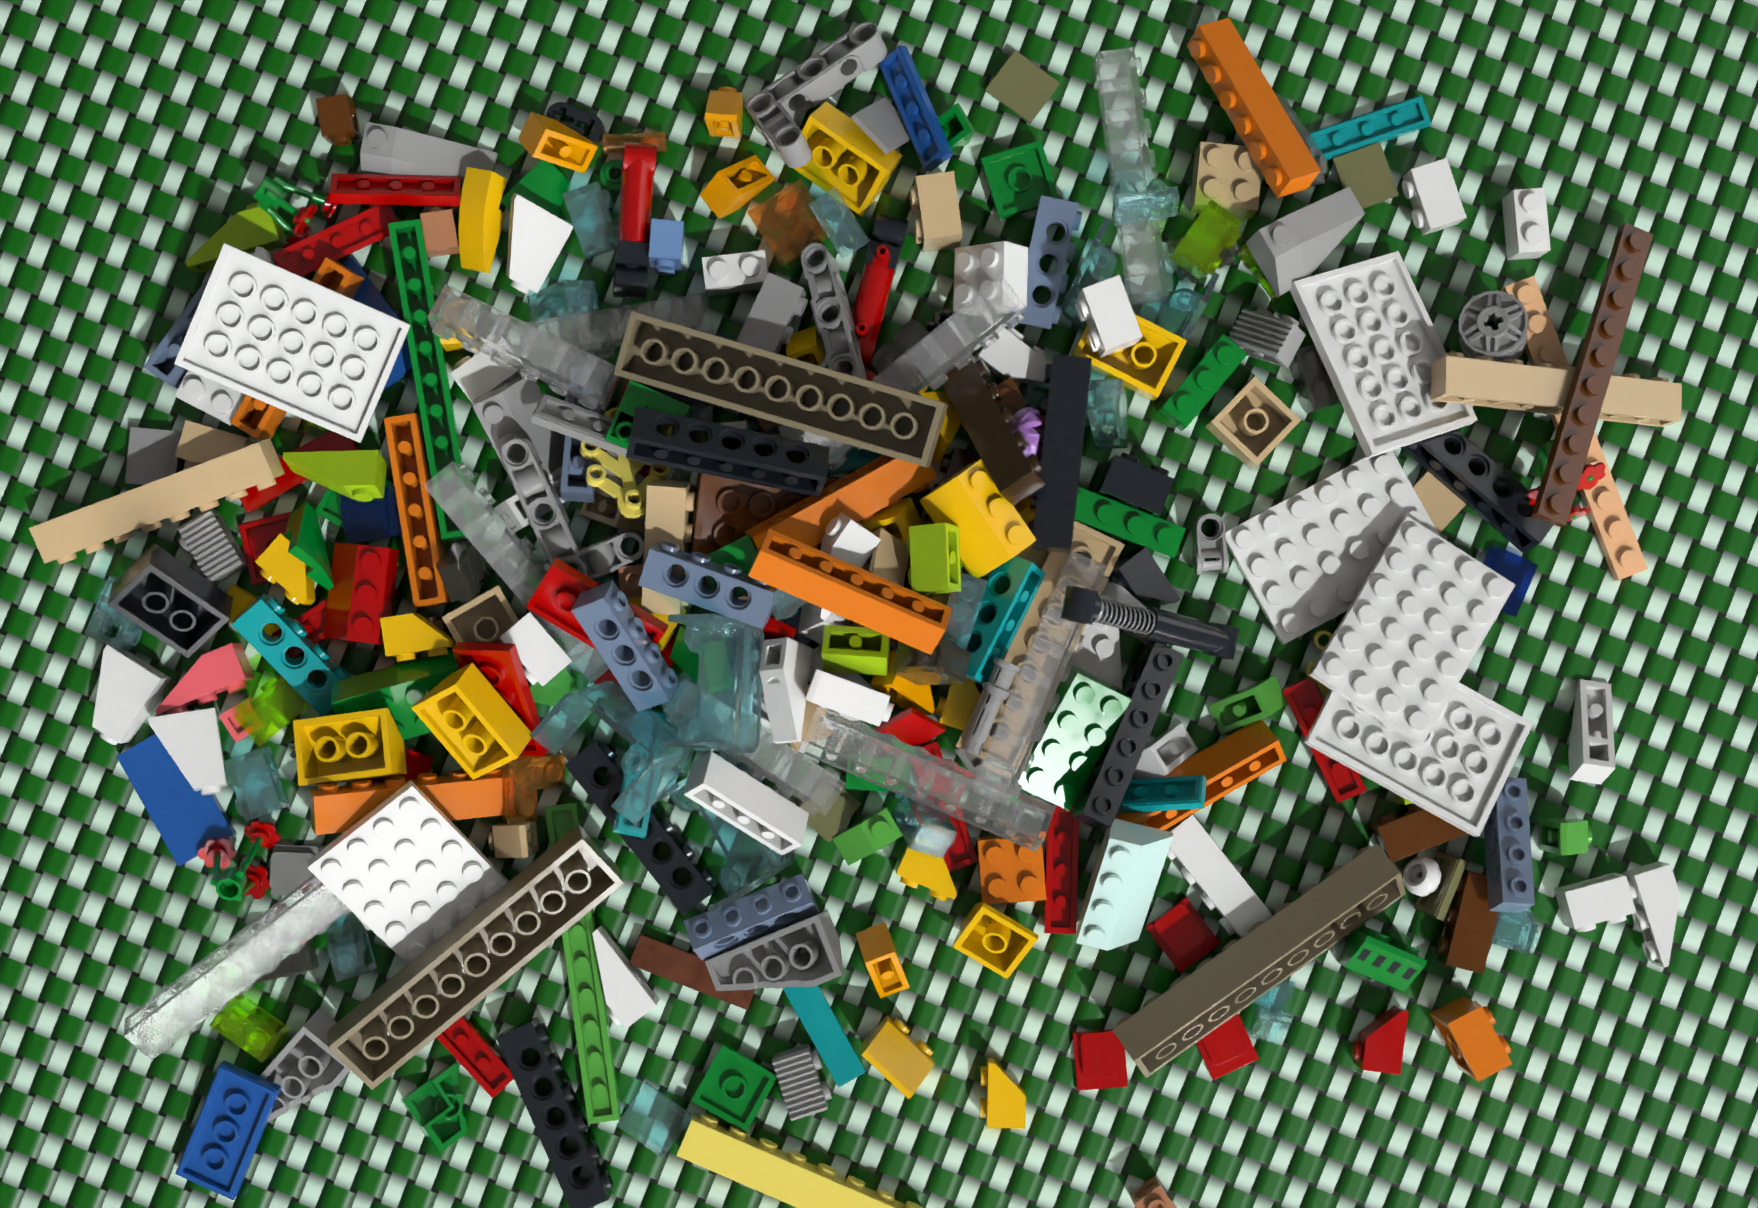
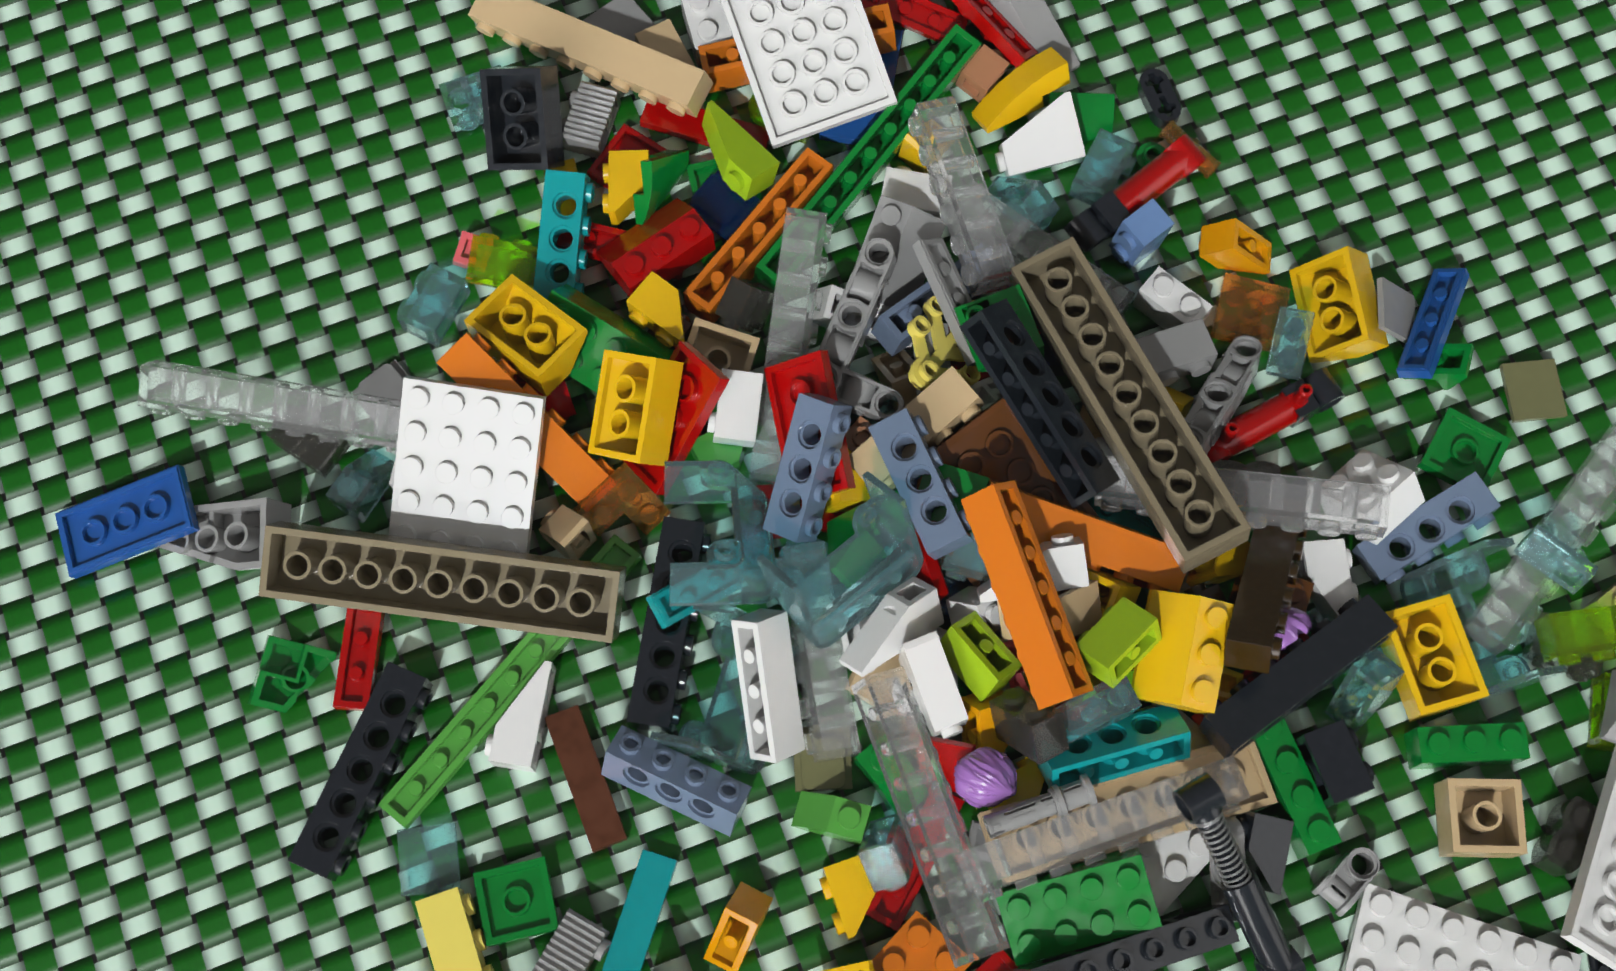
camera: 50 degrees right, 15 degrees down
(125, 694) = (417, 154): white slope -> none
(178, 811) = (370, 257): blue tile -> none
(194, 746) = (423, 233): white slope -> none
(211, 674) = (488, 200): coral slope -> none
(246, 879) = (340, 341): plant -> none
(250, 1027) = (228, 464): clear neon green brick -> none
(556, 143) = (1133, 94): light orange slope -> none
(724, 112) = (1279, 191): light orange slope -> none
(791, 957) = (670, 841): light grey wedge -> none
(809, 85) = (1369, 232): light grey beam -> none
(937, 720) = (985, 777): none -> medium lavender hair
(938, 211) = (1375, 407): tan brick -> none
(1108, 316) = (1445, 606): white brick -> none
(1267, 336) = (1560, 763): light grey brick -> none

